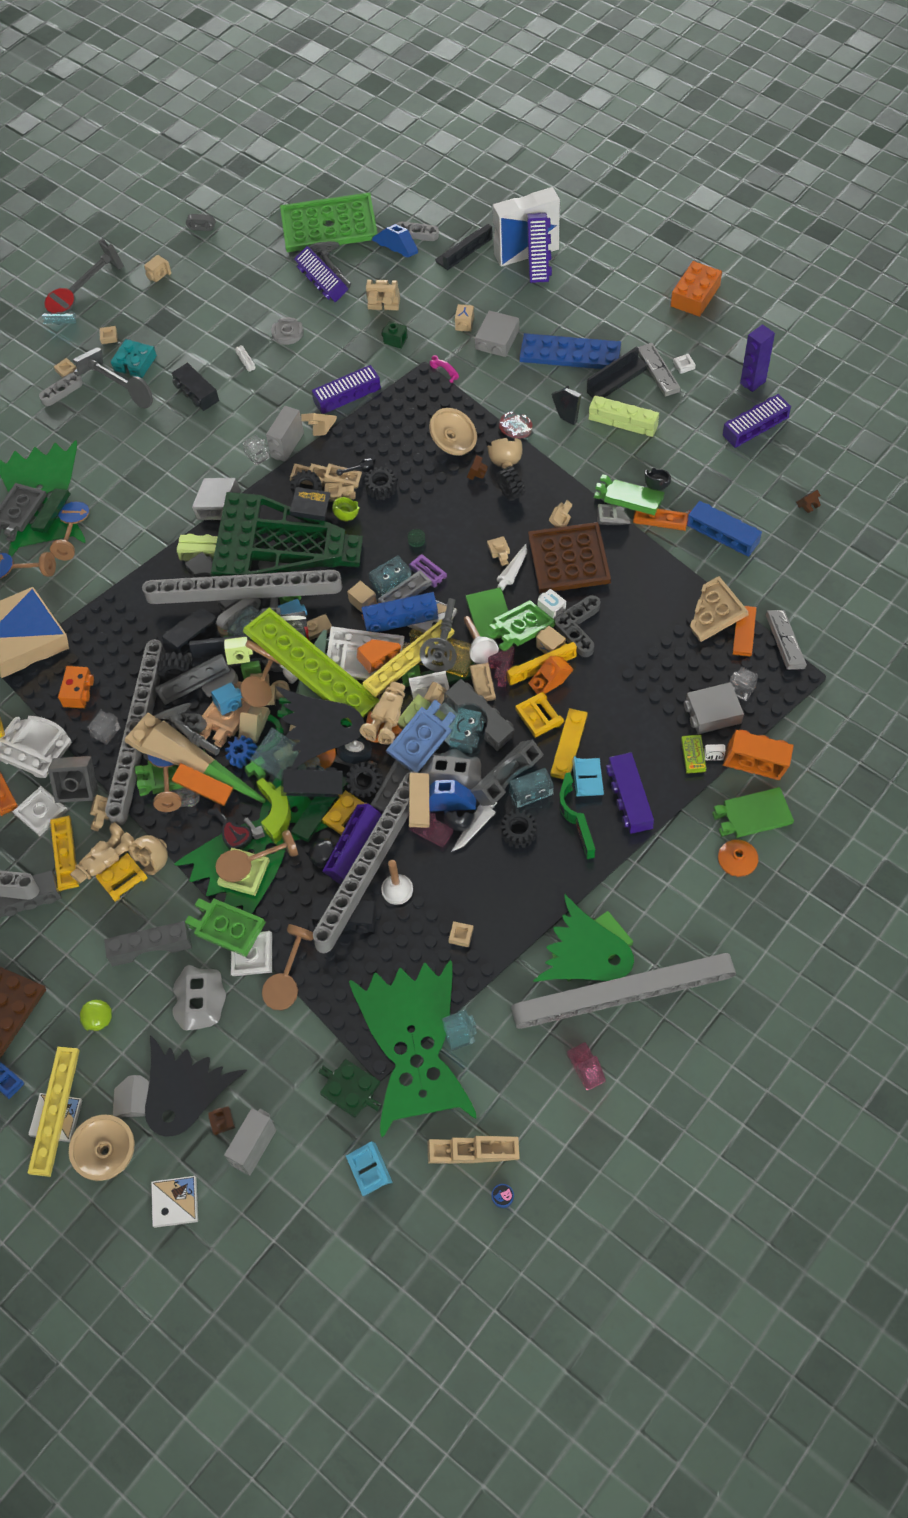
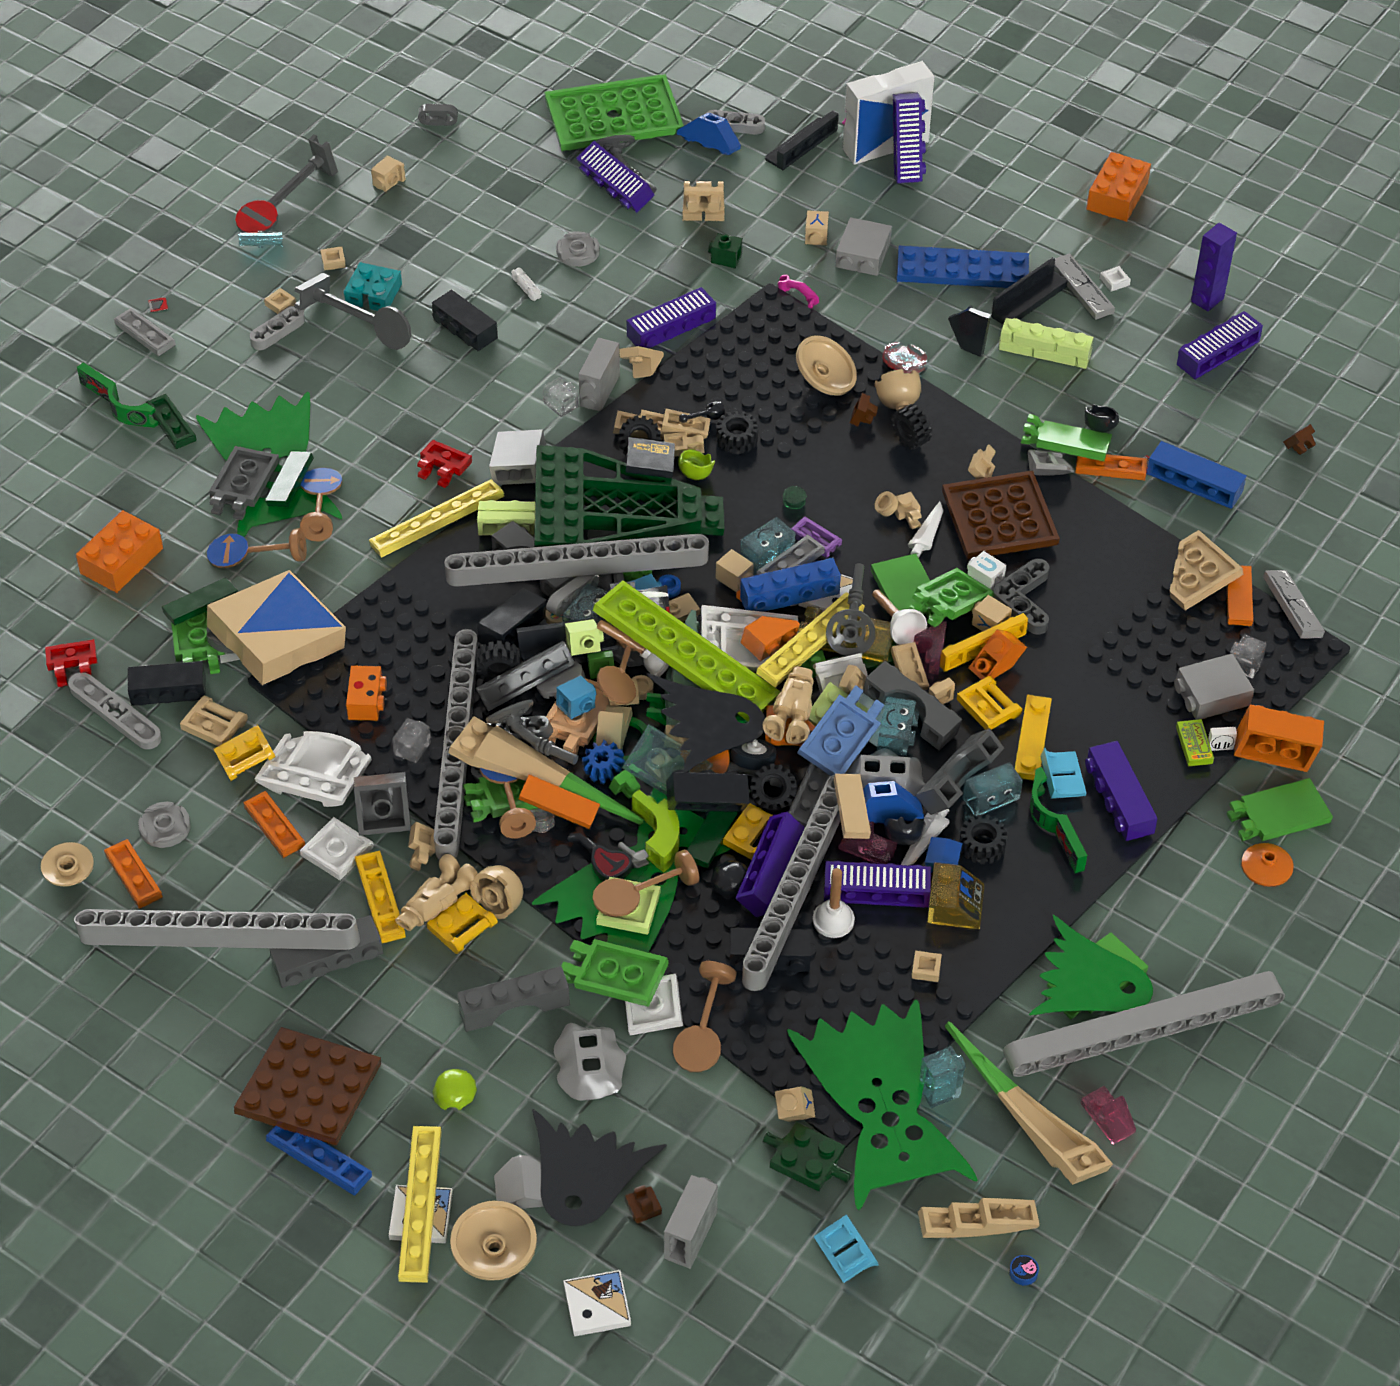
camera: 10 degrees left, 10 degrees down
(150, 545) = (435, 518): none -> light yellow tile
(166, 497) = (446, 458): none -> red plate
(313, 607) = (673, 584): none -> blue tile
(344, 1046) = (795, 1104): none -> tan brick
(433, 862) = (881, 883): none -> dark purple brick
(484, 545) = (886, 503): none -> tan tile
(486, 841) = (943, 851): none -> blue piece
(490, 877) = (955, 897): none -> clear yellow slope
(504, 704) = (943, 690): none -> tan plate
(541, 1087) = (1057, 1141): none -> tan plate

